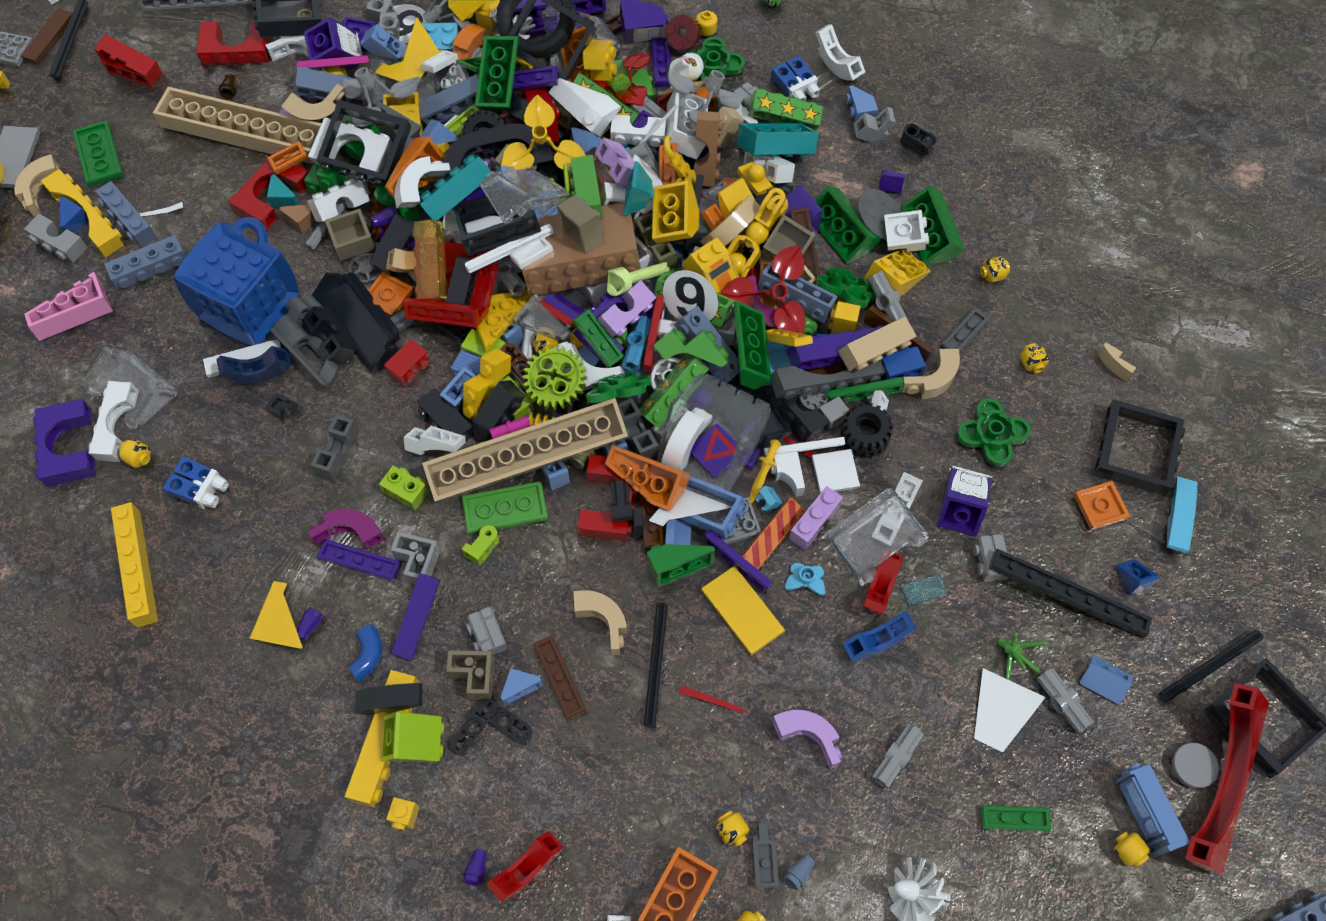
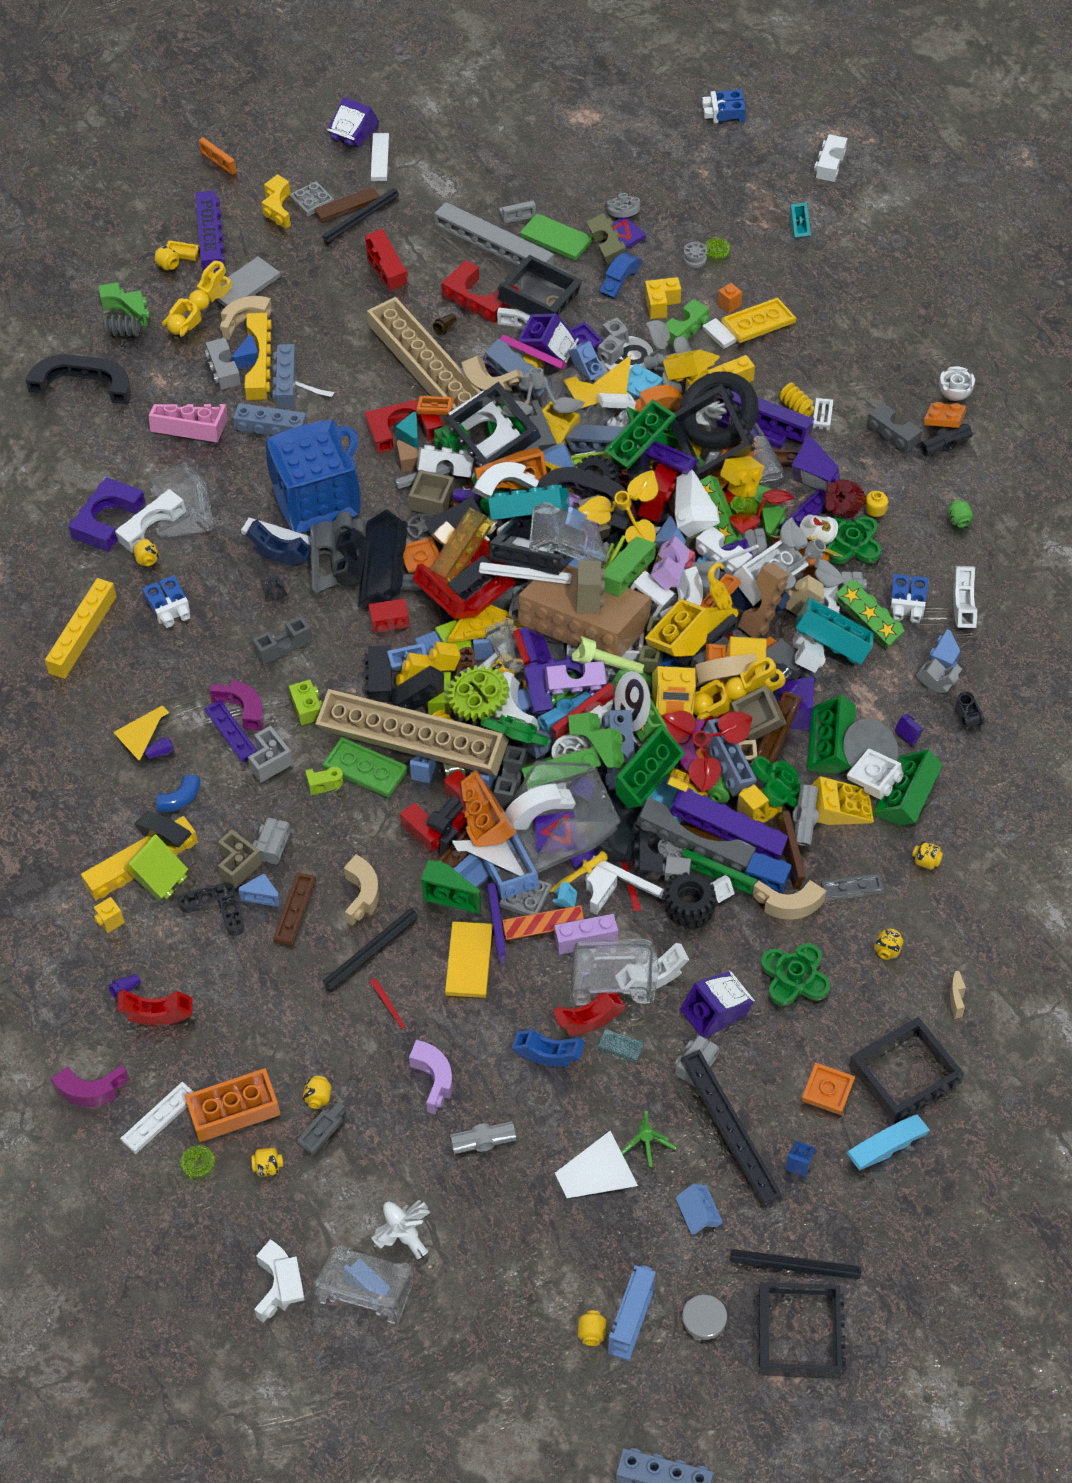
camera: 40 degrees right, 10 degrees down
(98, 153) = (306, 318): green tile -> none
(416, 616) = (232, 793): dark purple tile -> none
(433, 438) = (347, 677): white slope -> none
(510, 426) = (416, 706): dark pink pin -> none
(531, 252) = (538, 586): white tile -> none
(598, 338) = (535, 685): green tile -> none
(638, 190) = (660, 591): teal slope -> none
(755, 178) = (785, 649): yellow tile -> none
(798, 873) = (335, 1156): sand blue cone -> none
(806, 577) = (540, 972): medium azure animal -> none
(836, 470) = (638, 914): white tile -> none
(876, 344) = (754, 837): tan brick -> none
(1015, 818) = (529, 1246): green tile -> none
(1065, 700) = (649, 1197): light grey piece -> none
(1212, 842) = (658, 1367): red arch -> none

